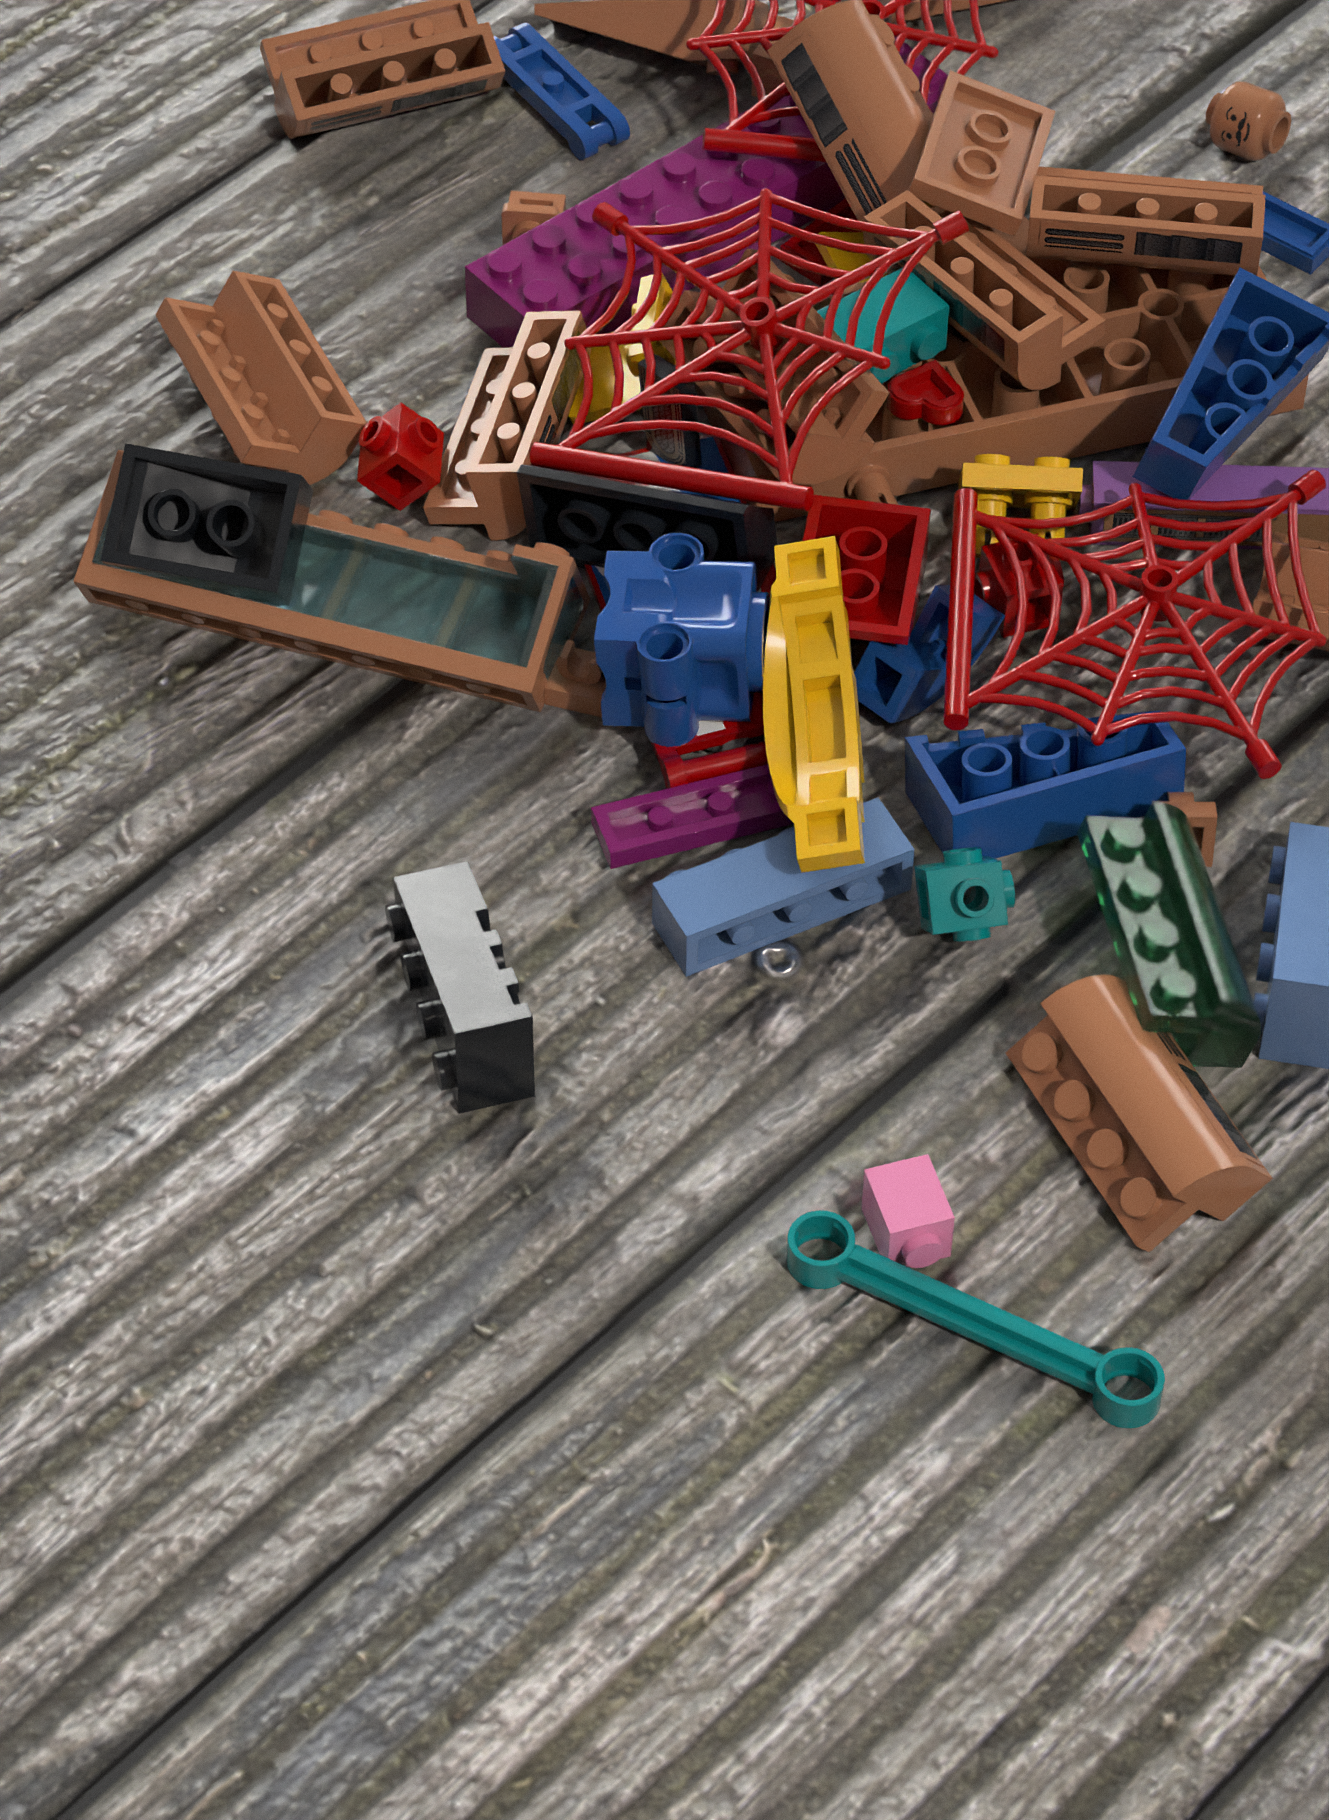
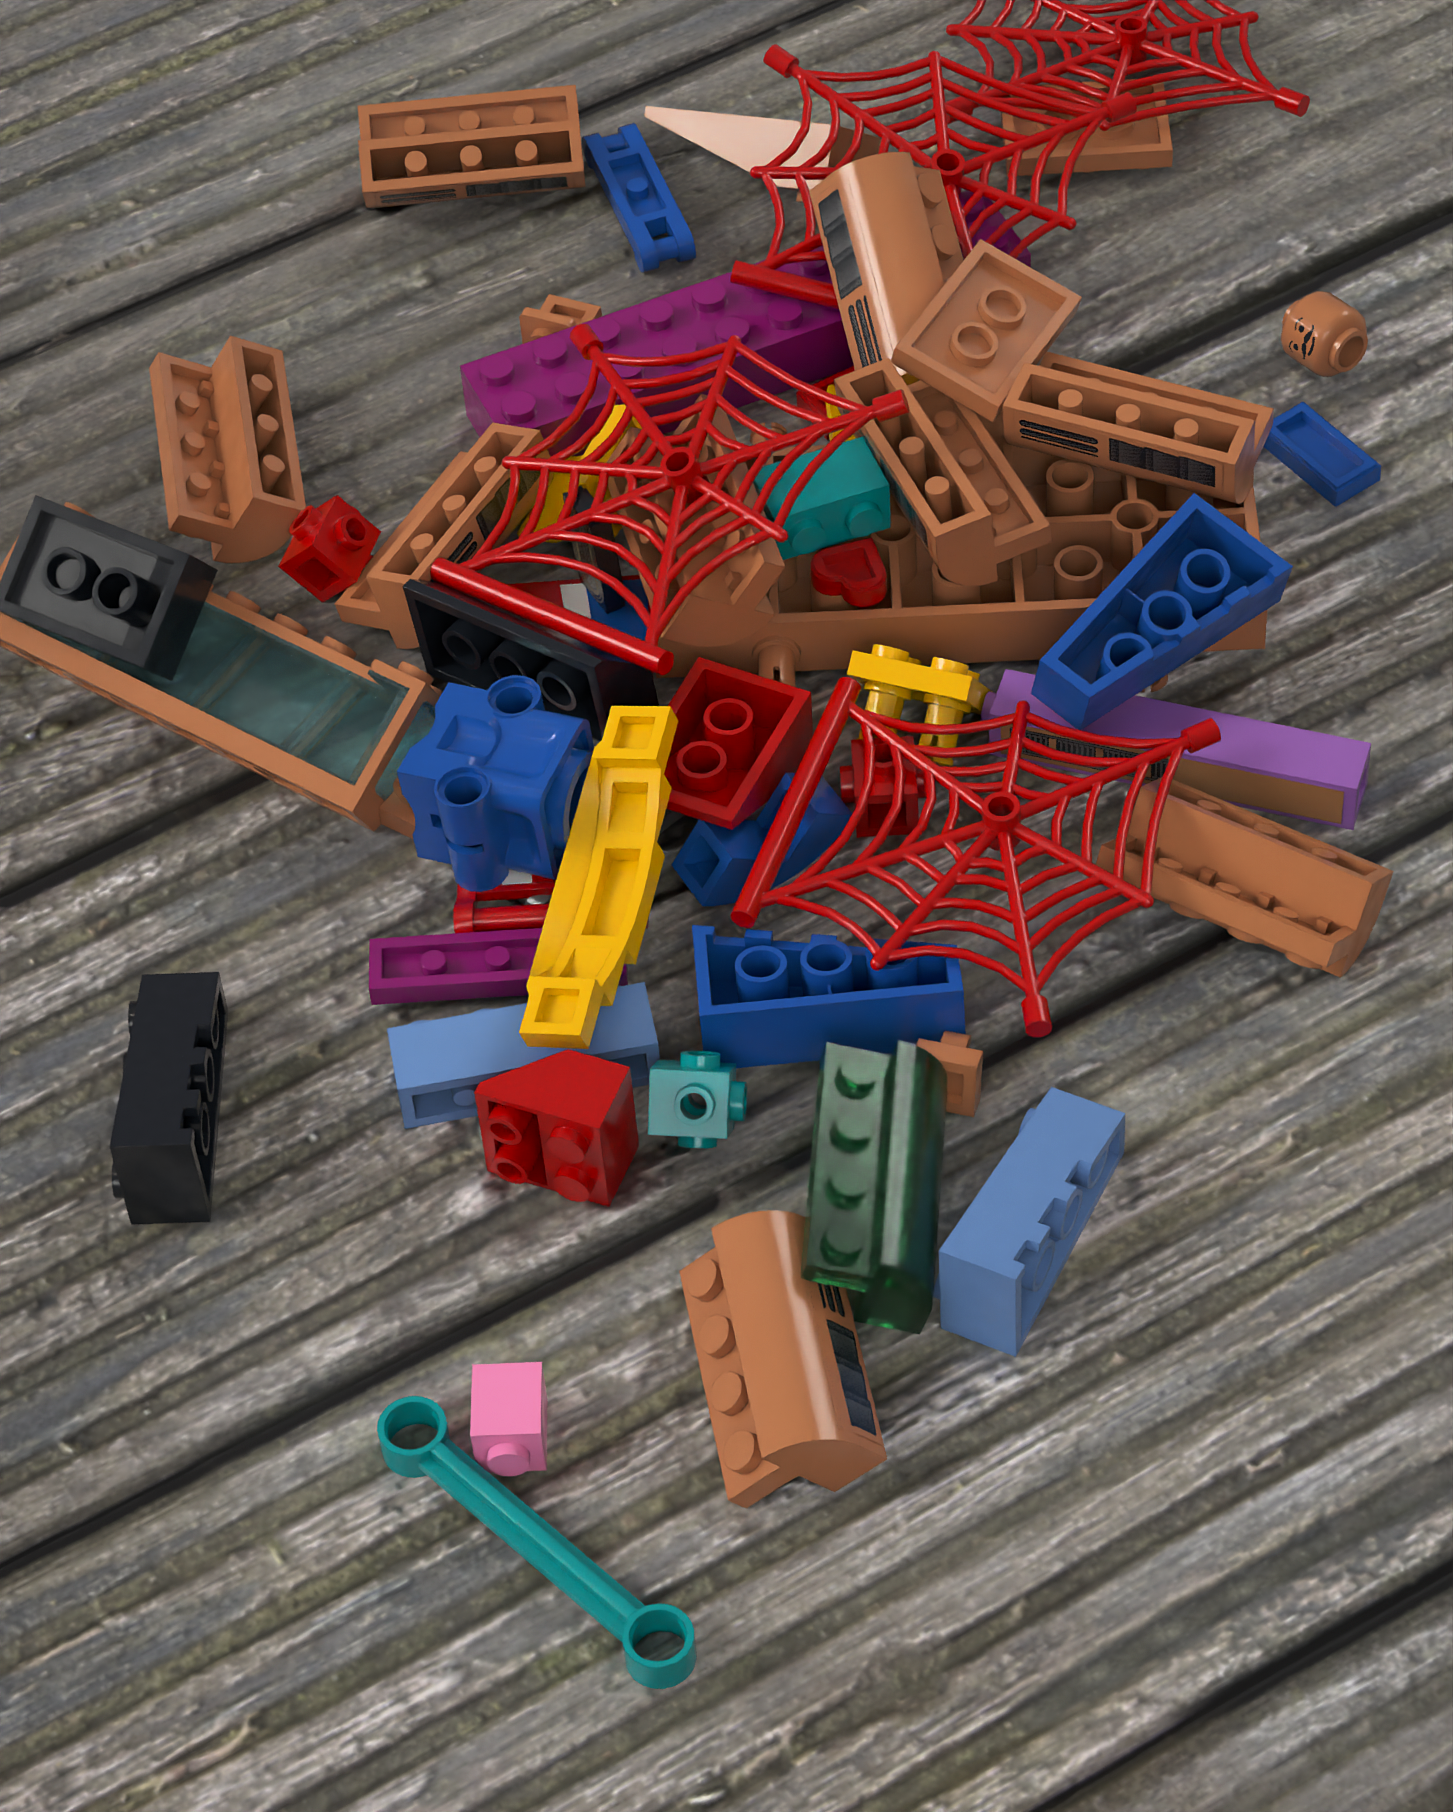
camera: 20 degrees right, 0 degrees up
(853, 940) = (561, 1125): none -> red slope

